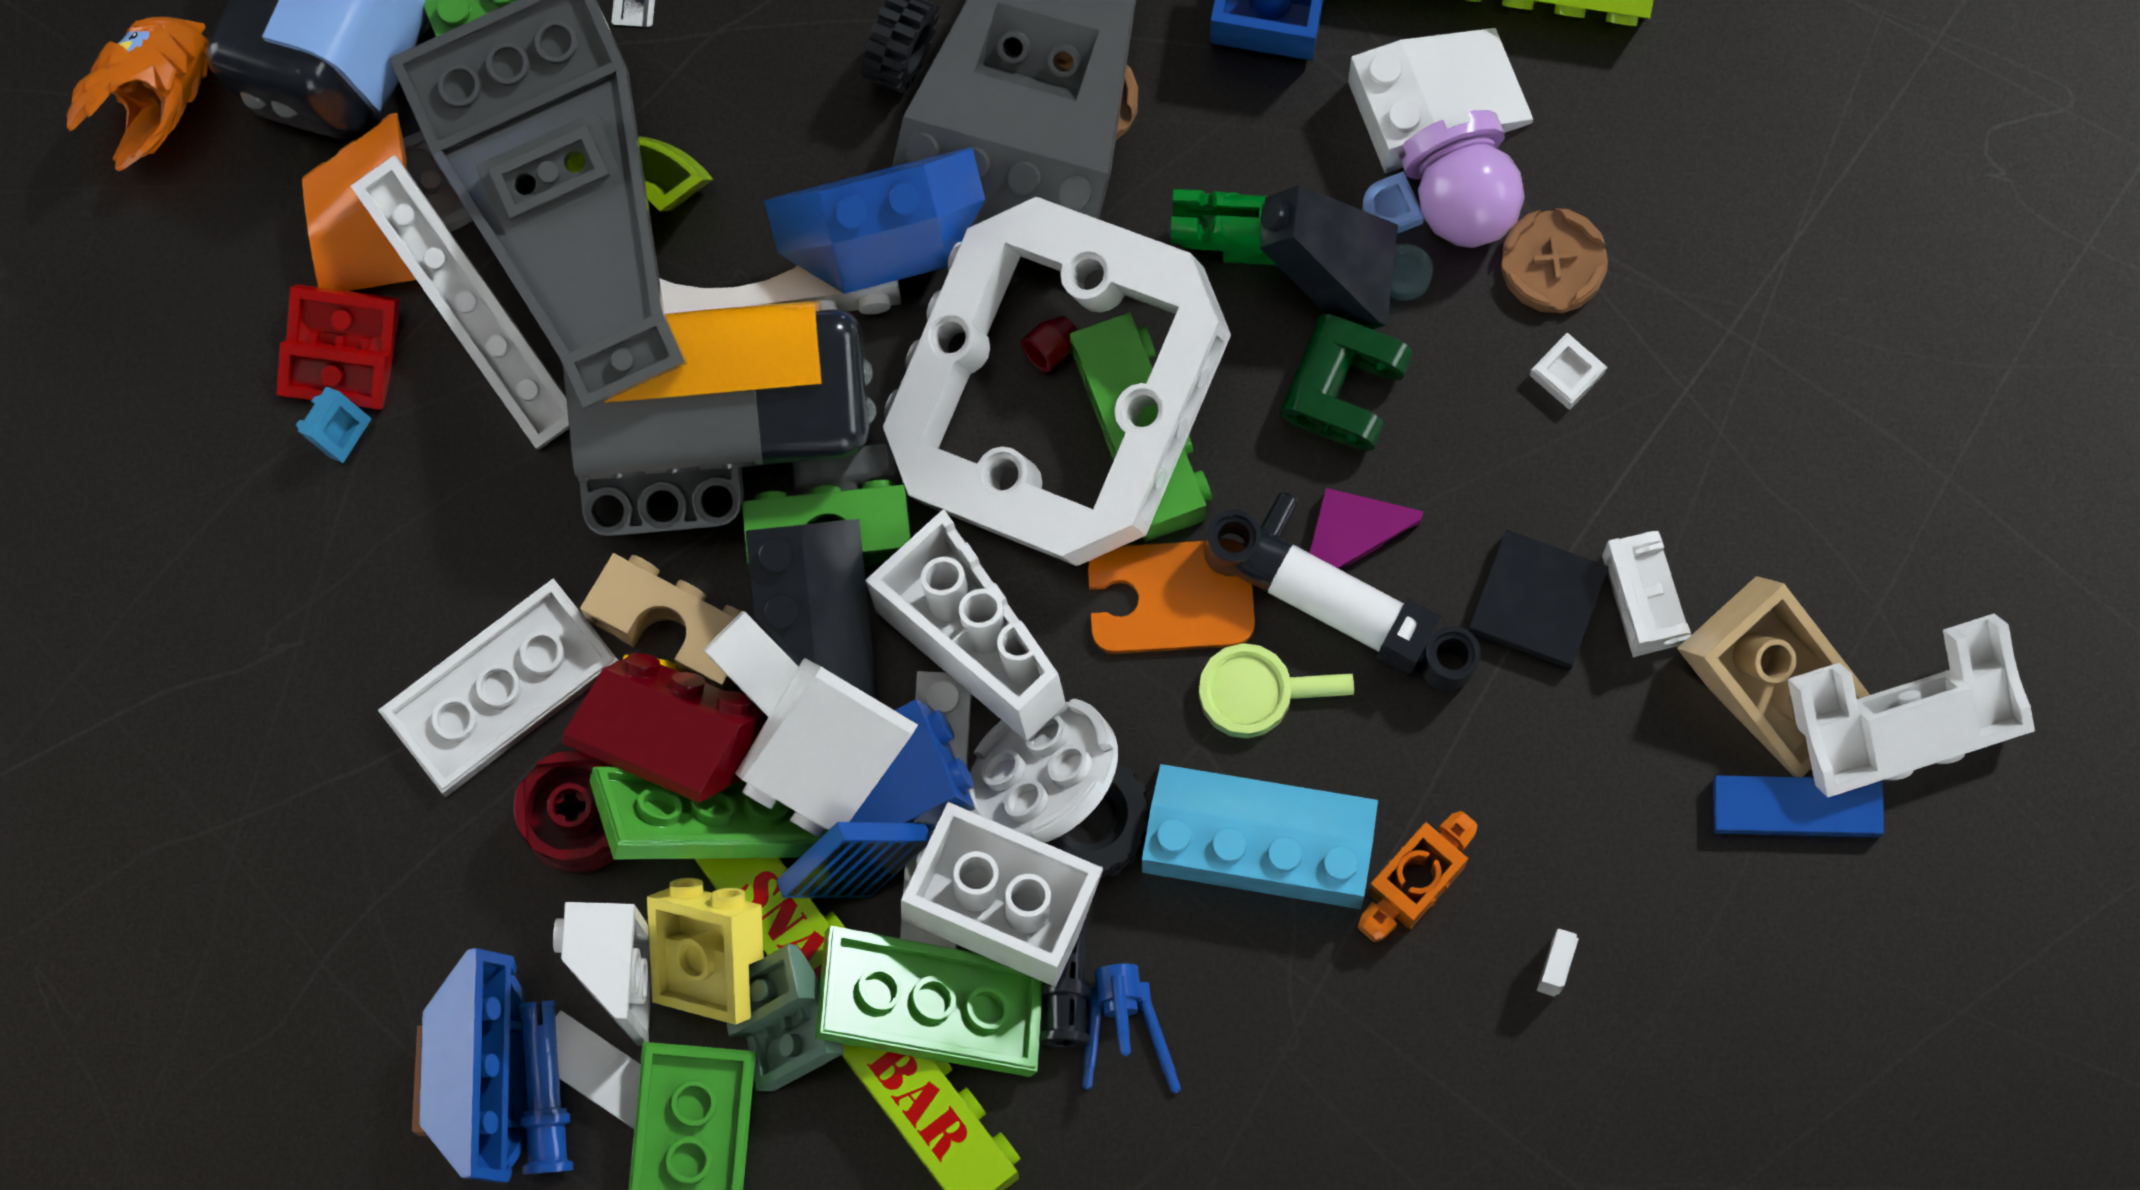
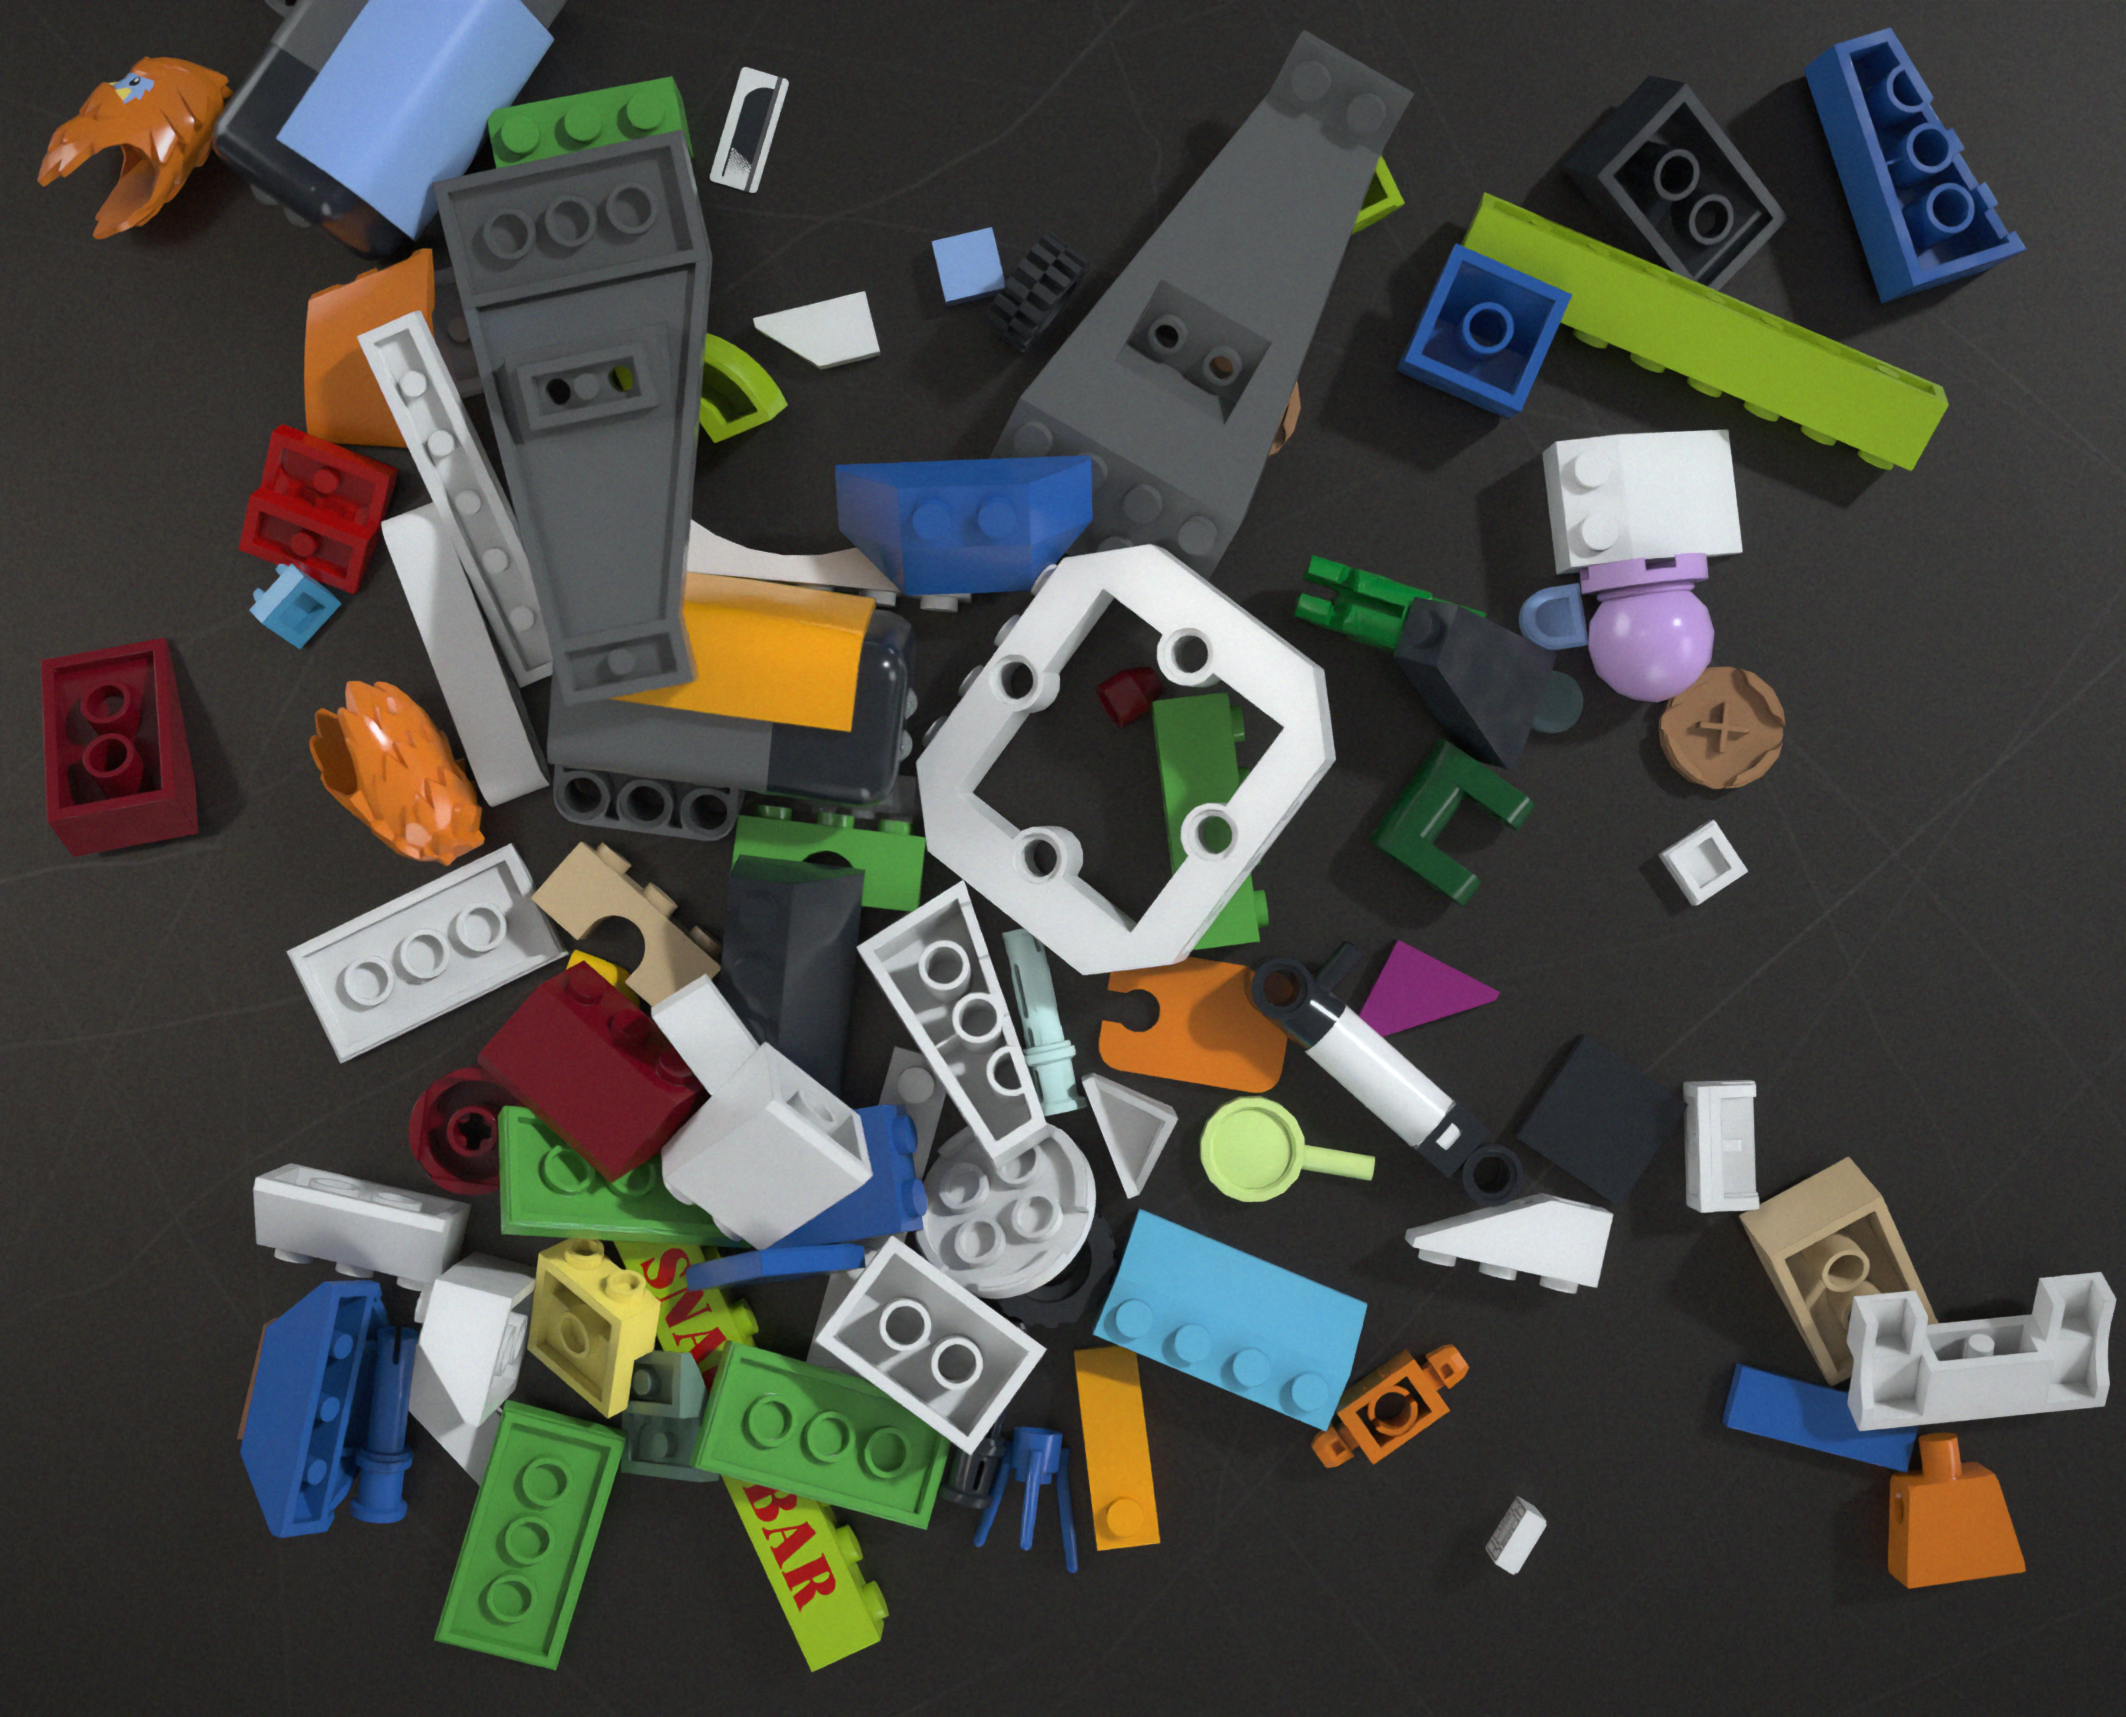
camera: 10 degrees right, 15 degrees up
(204, 574) = (116, 749): none -> dark red slope
(447, 534) = (397, 774): none -> orange head
(482, 910) = (358, 1224): none -> white slope
(486, 431) = (466, 658): none -> white beam
(732, 116) = (825, 331): none -> white tile
(838, 41) = (968, 266): none -> light blue tile
(1034, 612) = (1047, 1052): none -> light aqua pin
(1133, 686) = (1132, 1128): none -> white slope
(1188, 967) = (1116, 1447): none -> light orange slope
(1507, 703) = (1530, 1234): none -> white slope
(1932, 862) = (1949, 1520): none -> orange torso

